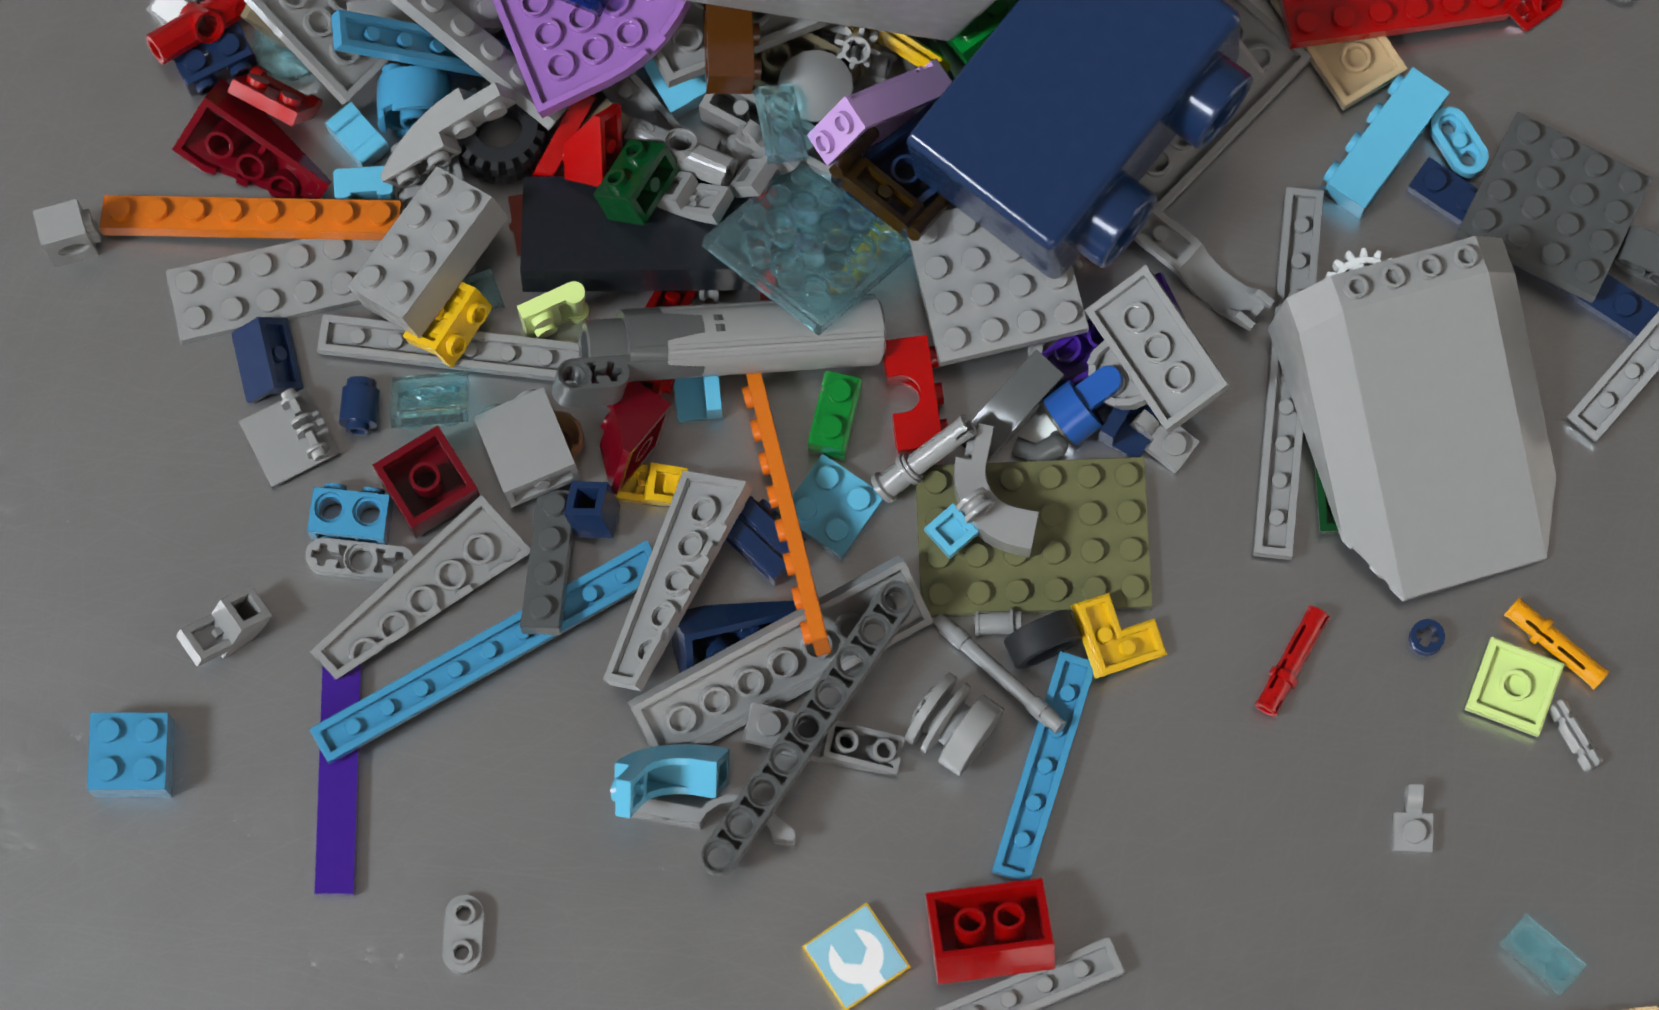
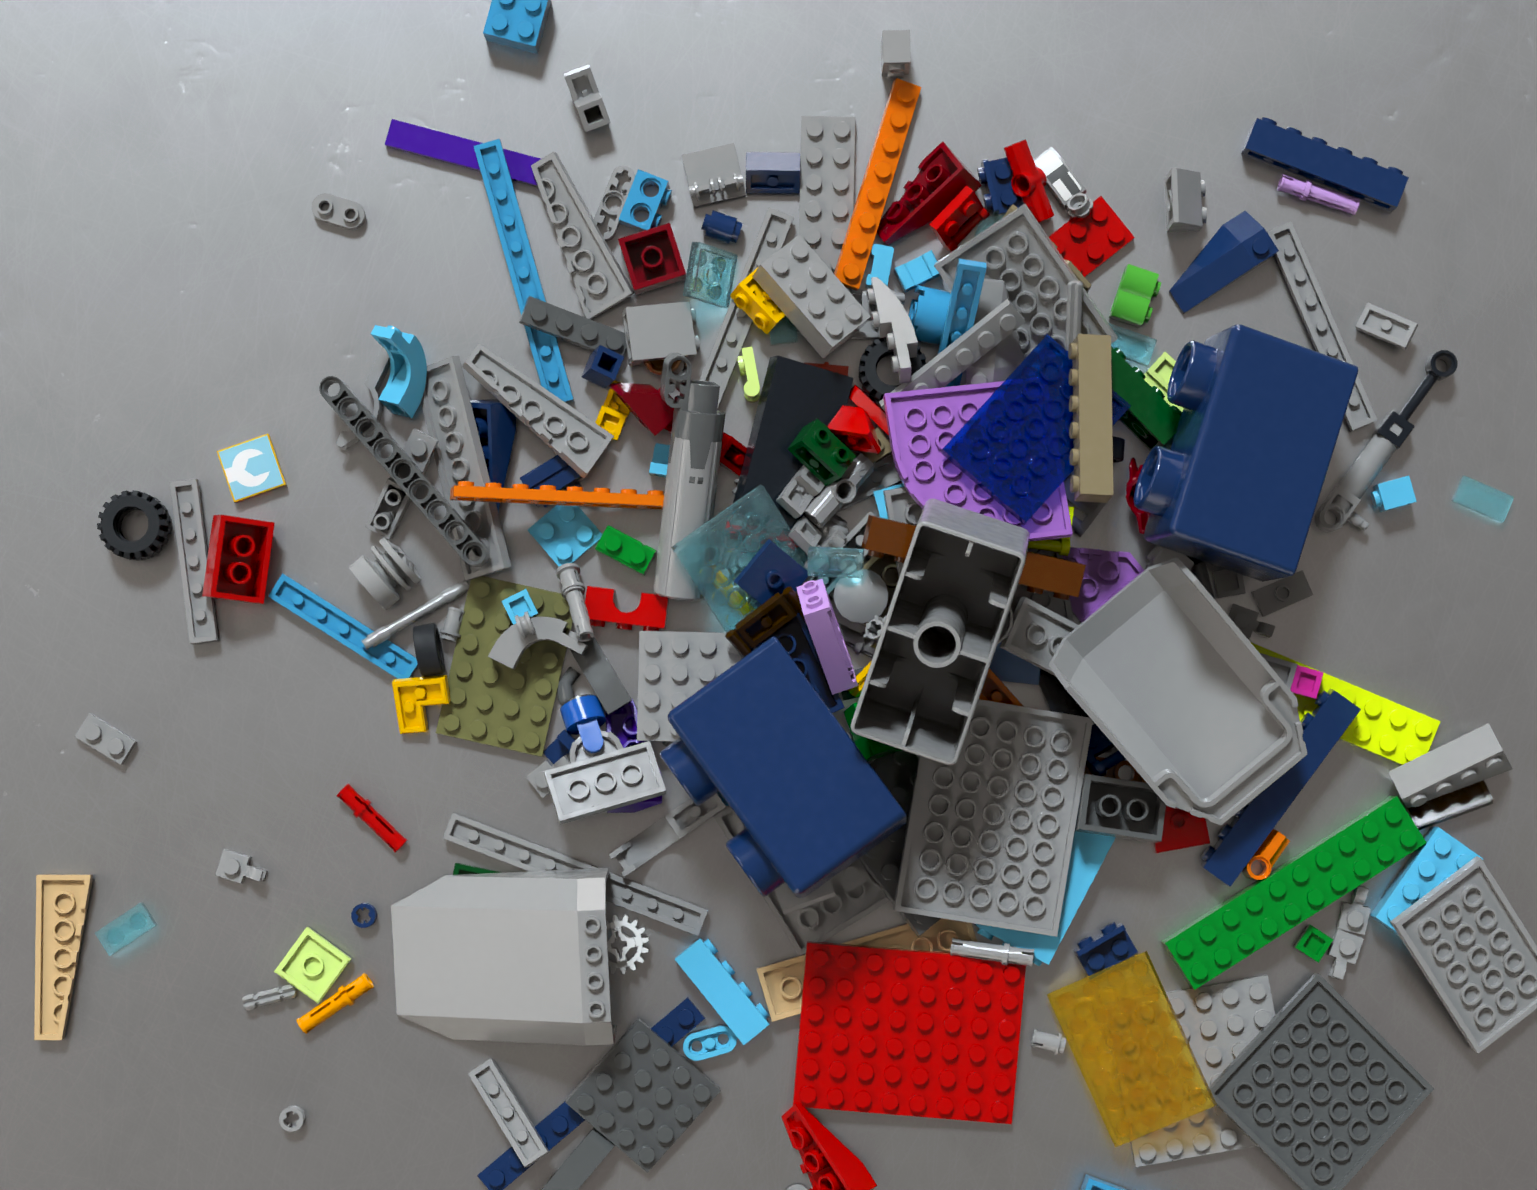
camera: 105 degrees right, 10 degrees up
(818, 205) = (770, 573): none -> dark blue plate

